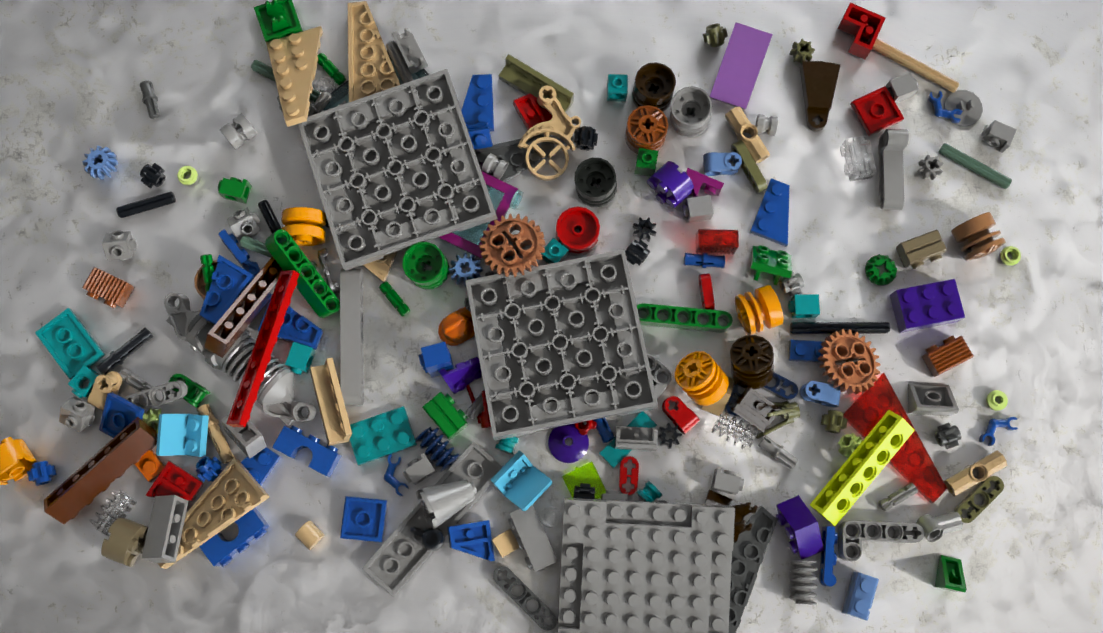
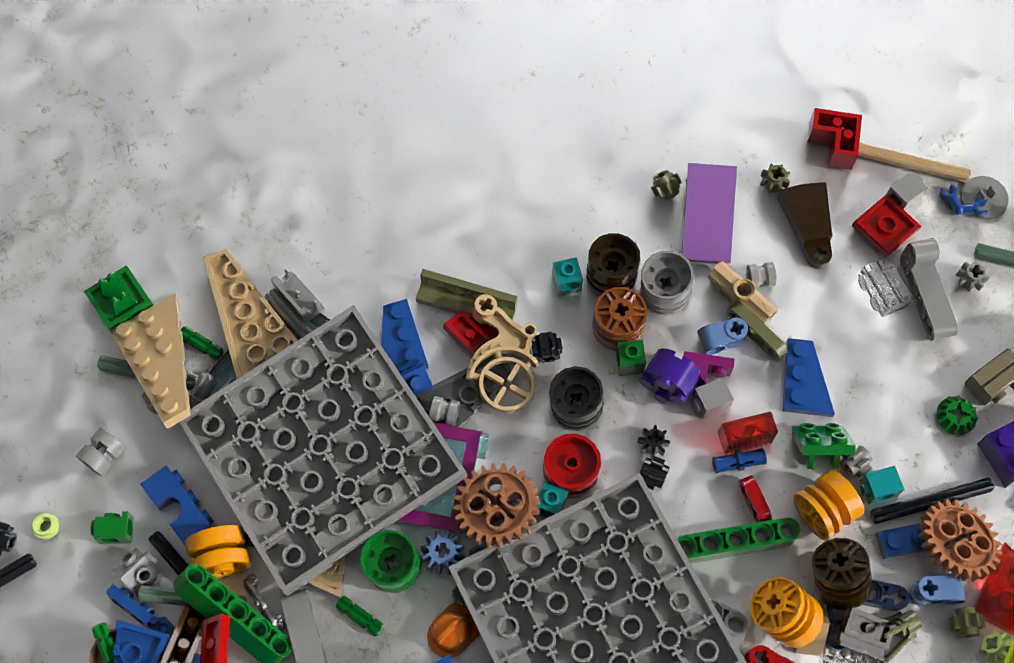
camera: 15 degrees left, 10 degrees down
(279, 171) = (165, 489): none -> blue arch

